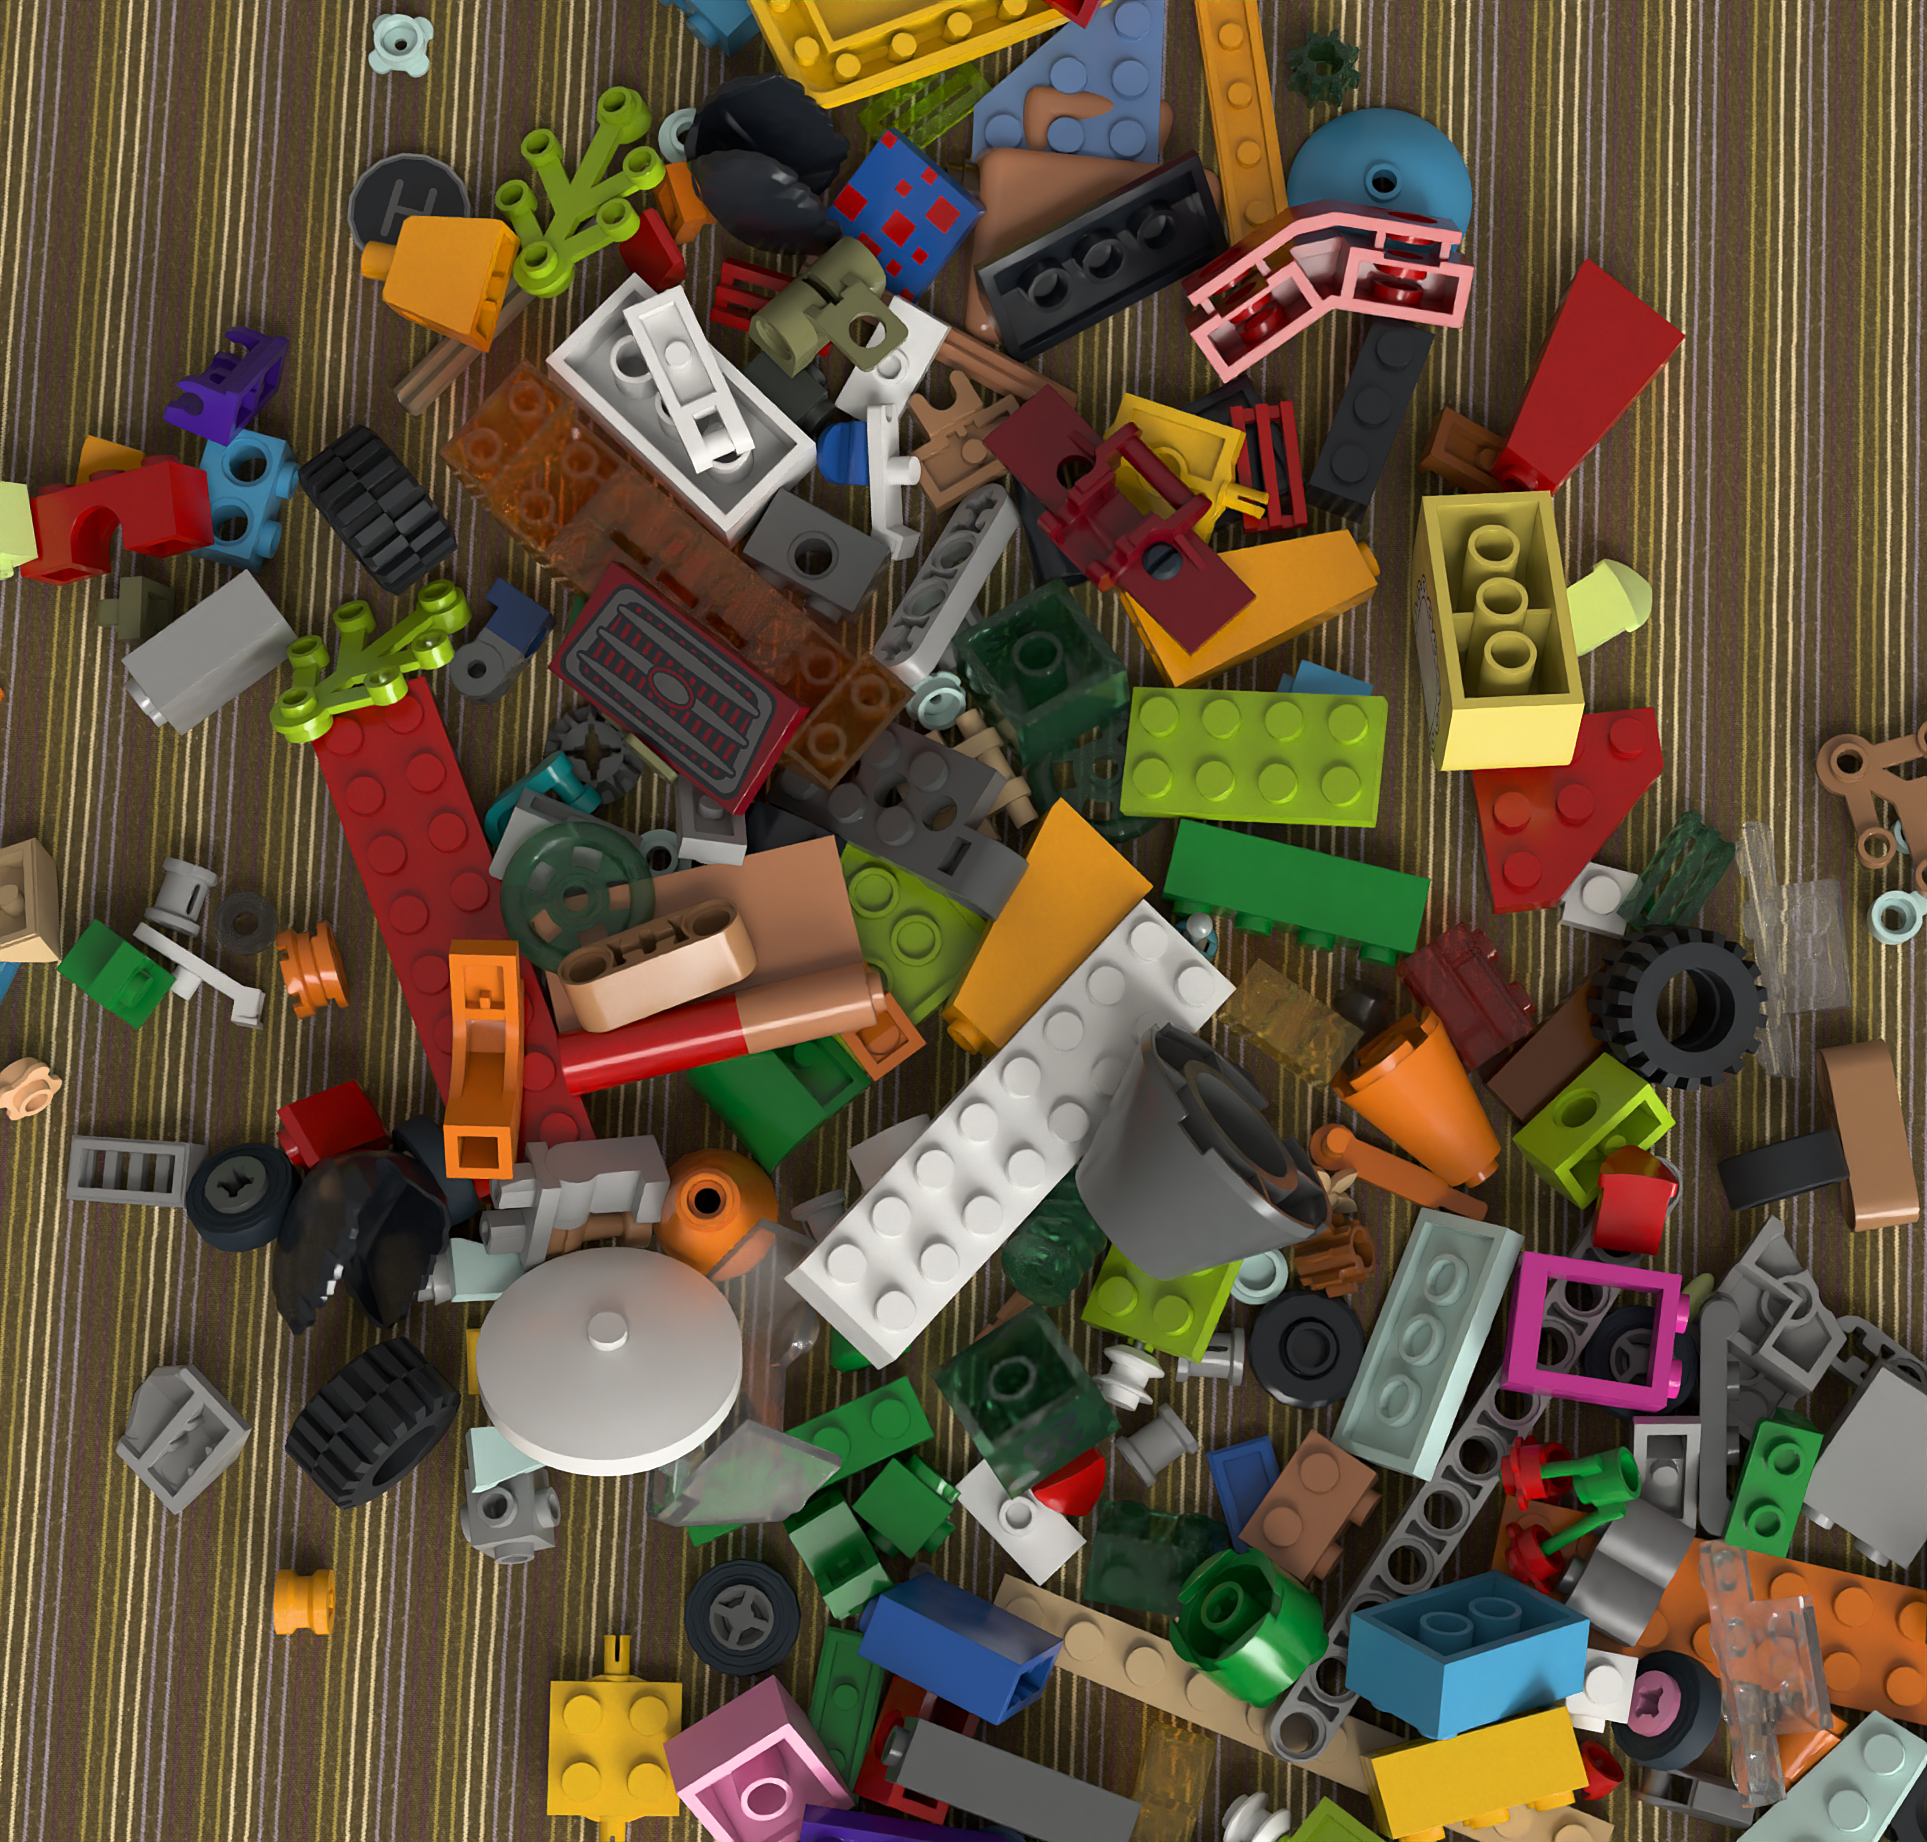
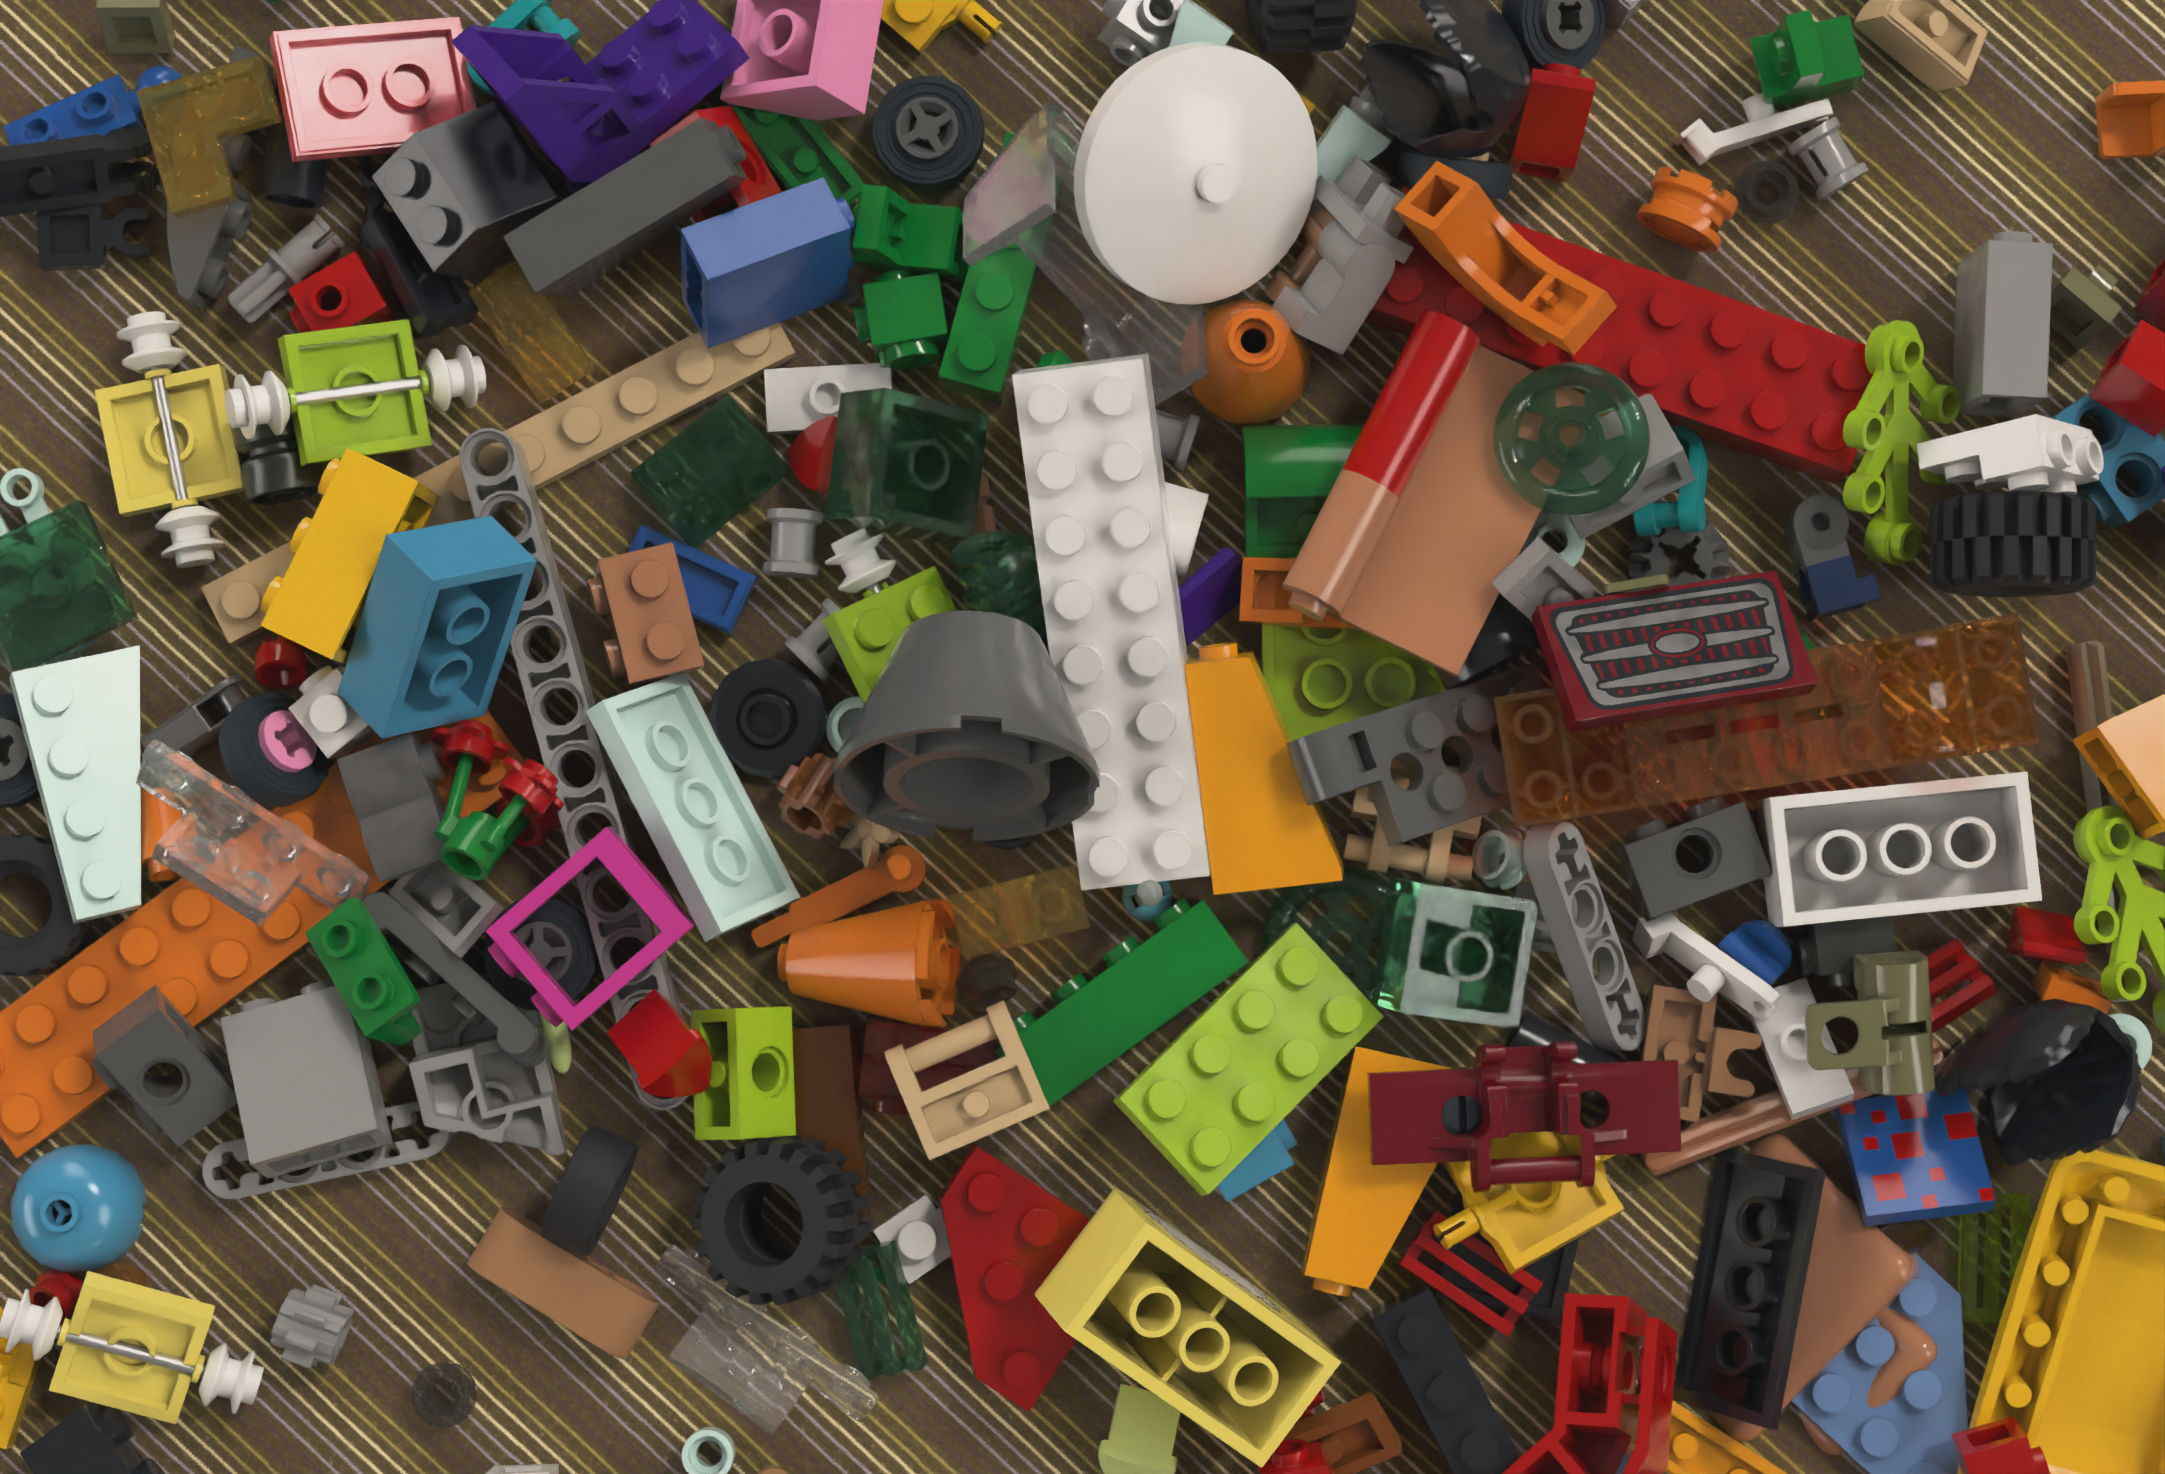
camera: 130 degrees right, 5 degrees up
(307, 549) = (2018, 453): none -> white plate
(657, 965) = (1467, 452): medium nougat beam -> none
(687, 376) = (1921, 867): white plate -> none
(918, 1089) = (1210, 593): none -> dark purple slope
(1248, 1626) = (598, 486): green brick -> none
(1465, 932) = (976, 1100): none -> tan plate

